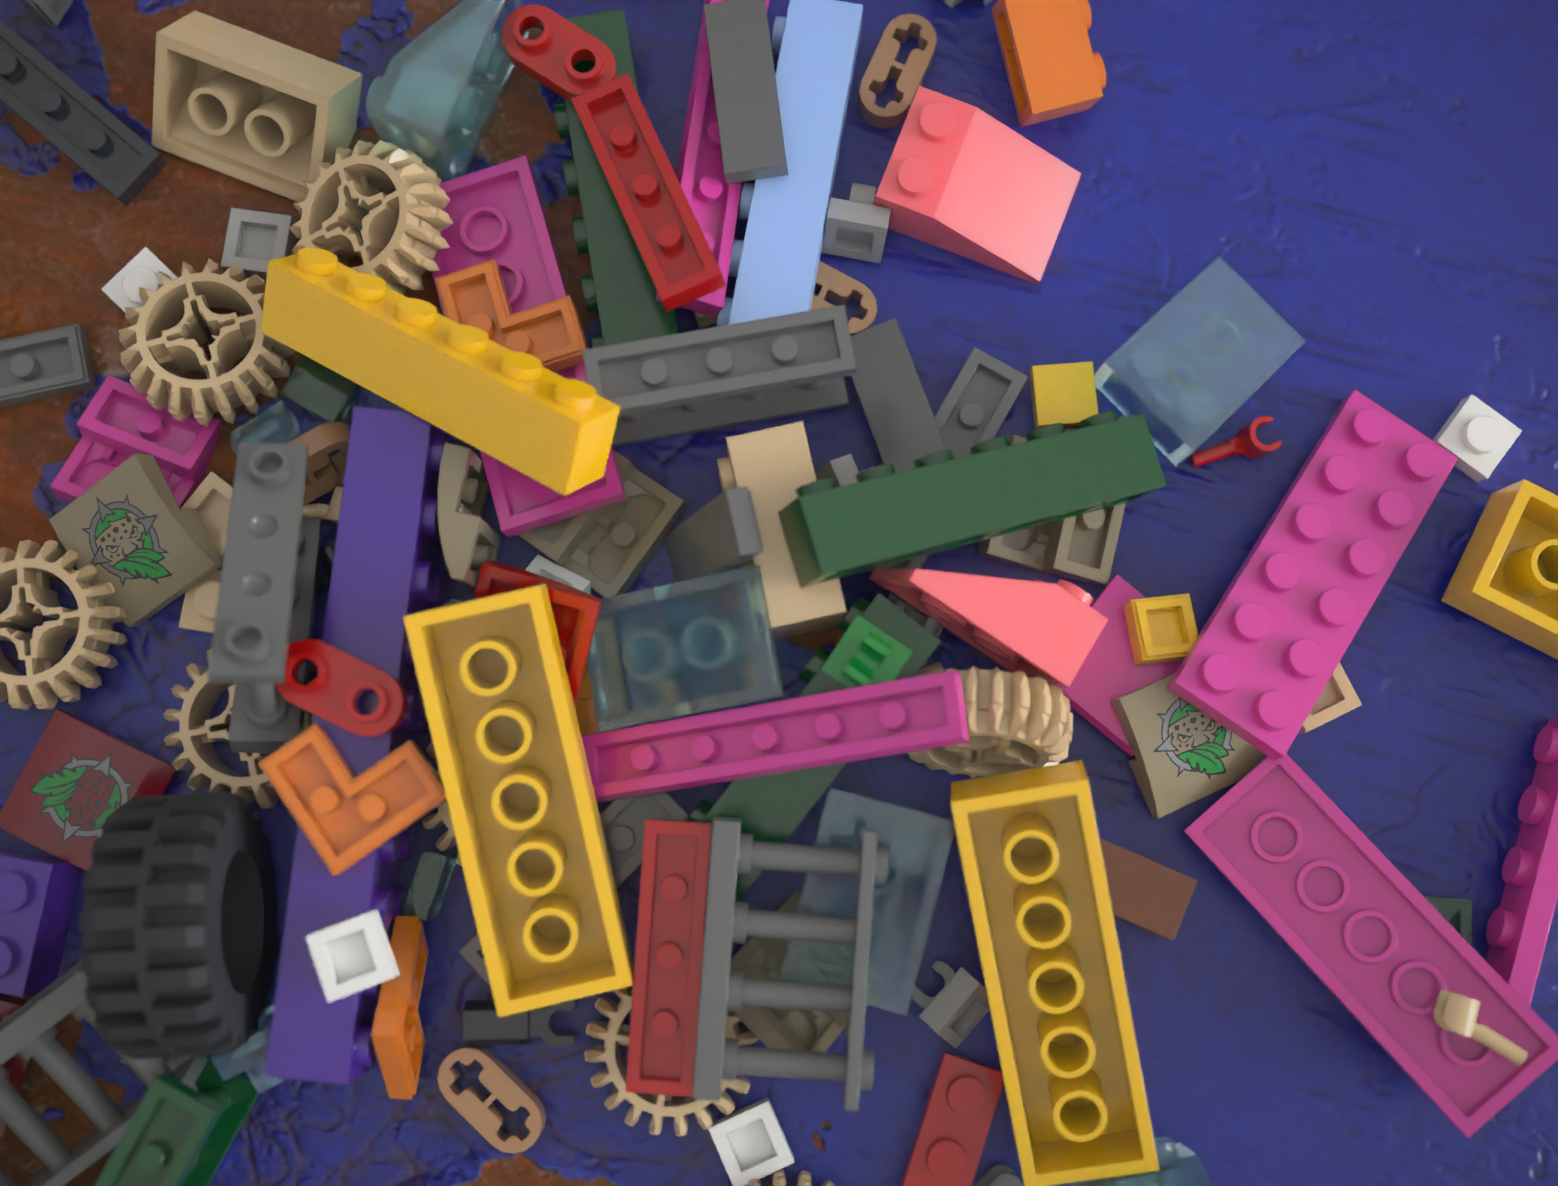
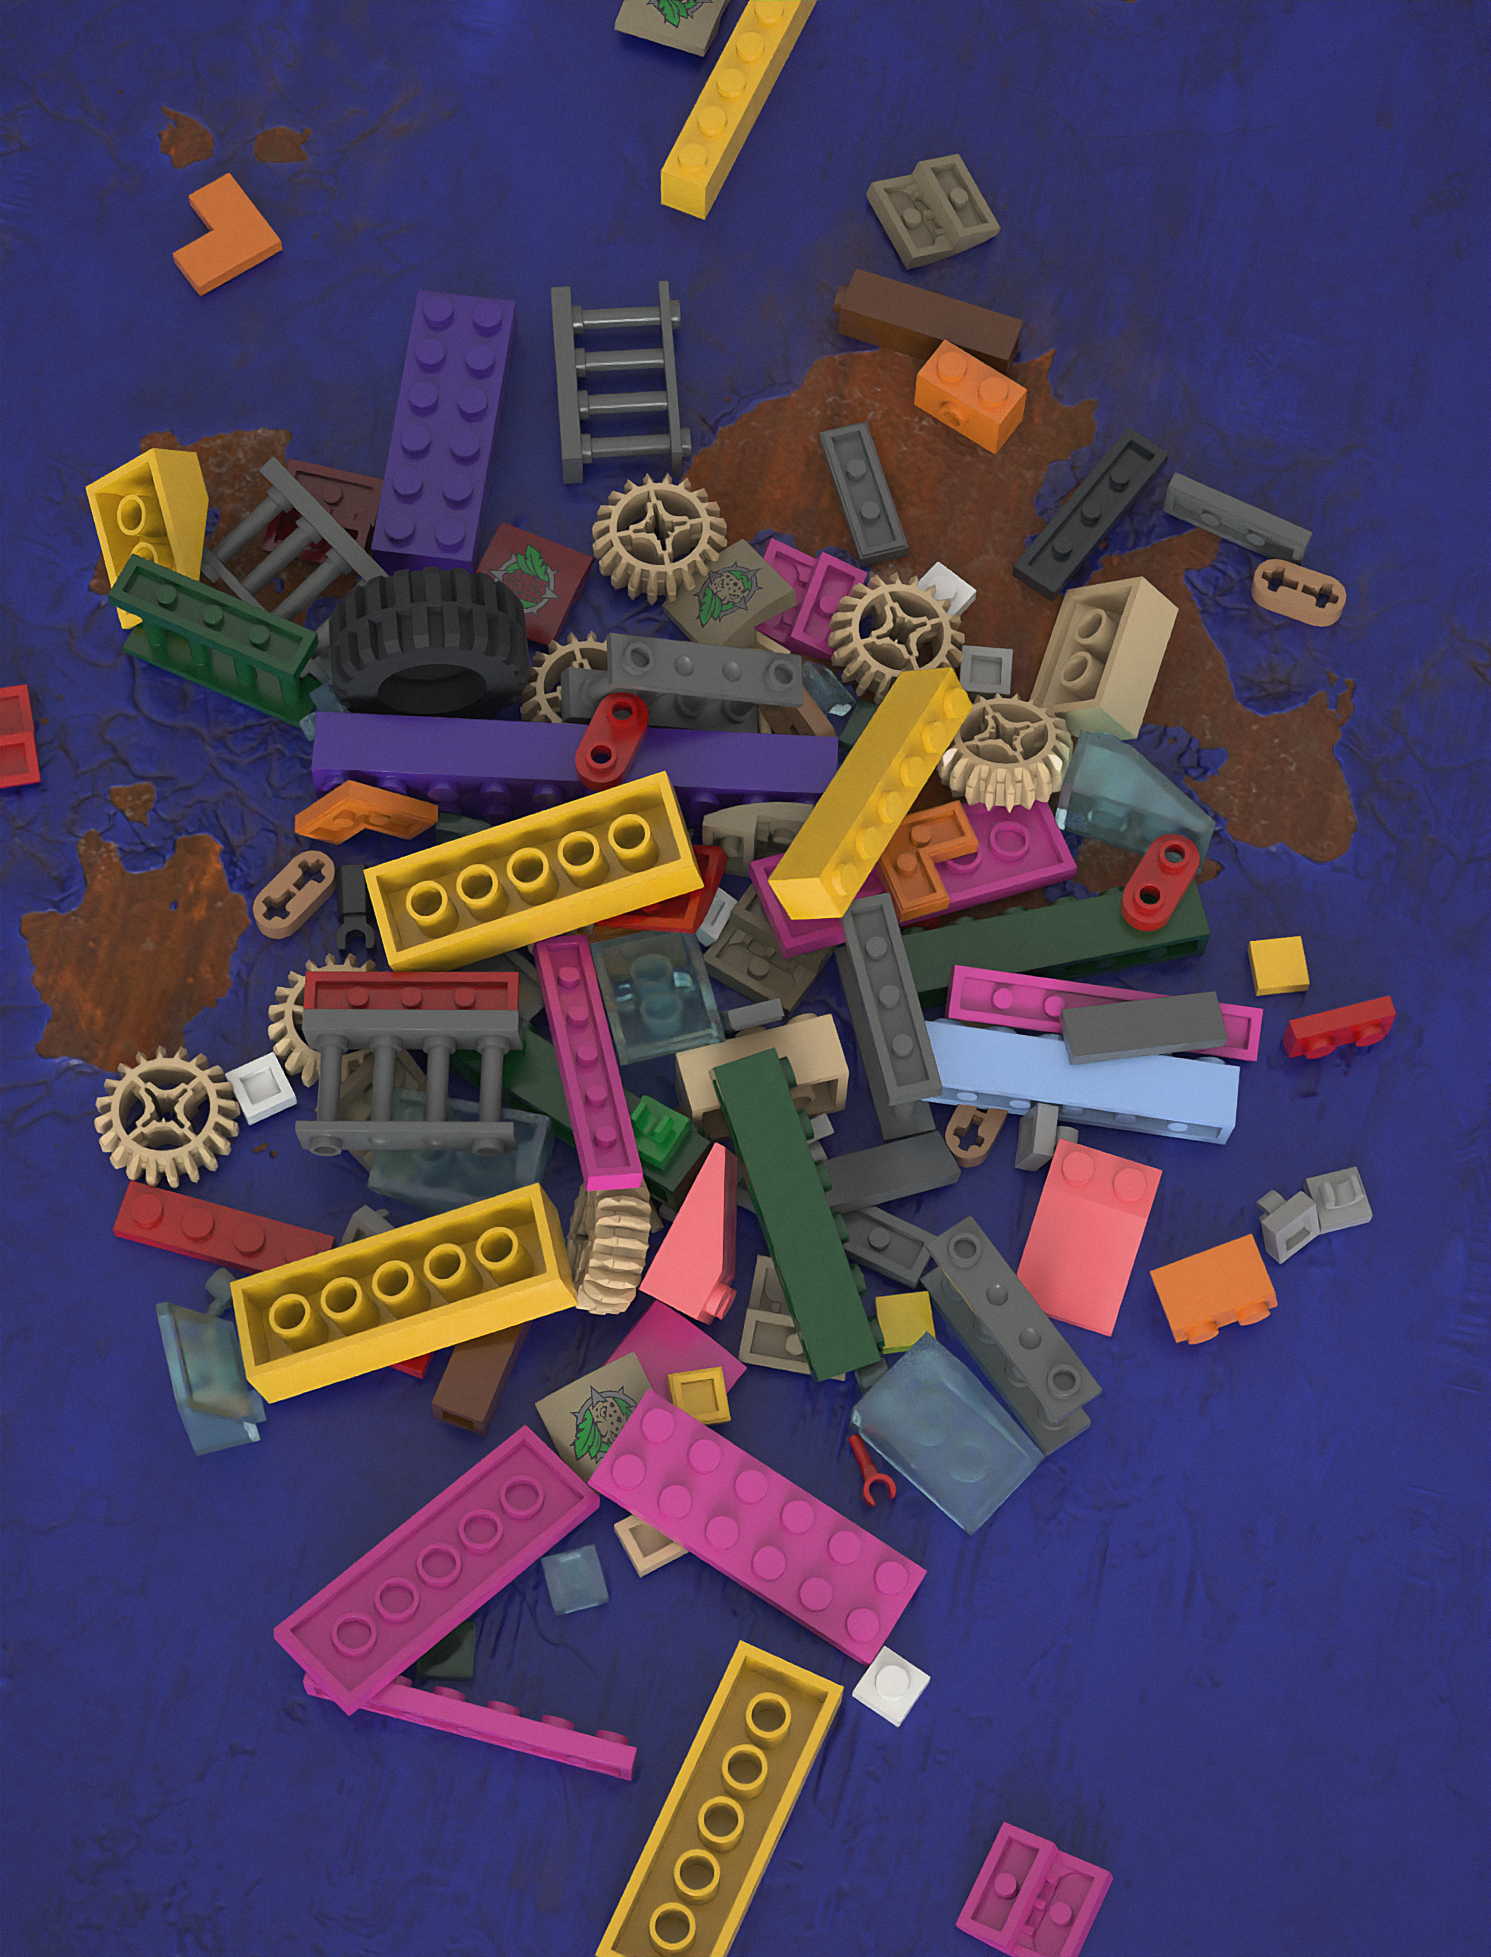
camera: 90 degrees right, 15 degrees down
(347, 813) = (517, 751): orange tile -> none
(352, 955) = (408, 760): white plate -> none
(648, 193) = (1037, 947): red plate -> none
(885, 66) = (1197, 1161): medium nougat beam -> none
(1116, 266) = (1009, 1336): none -> dark grey fence
(1357, 778) = (574, 1580): none -> clear light blue tile
(1459, 1016) = (373, 1614): tan hand -> none

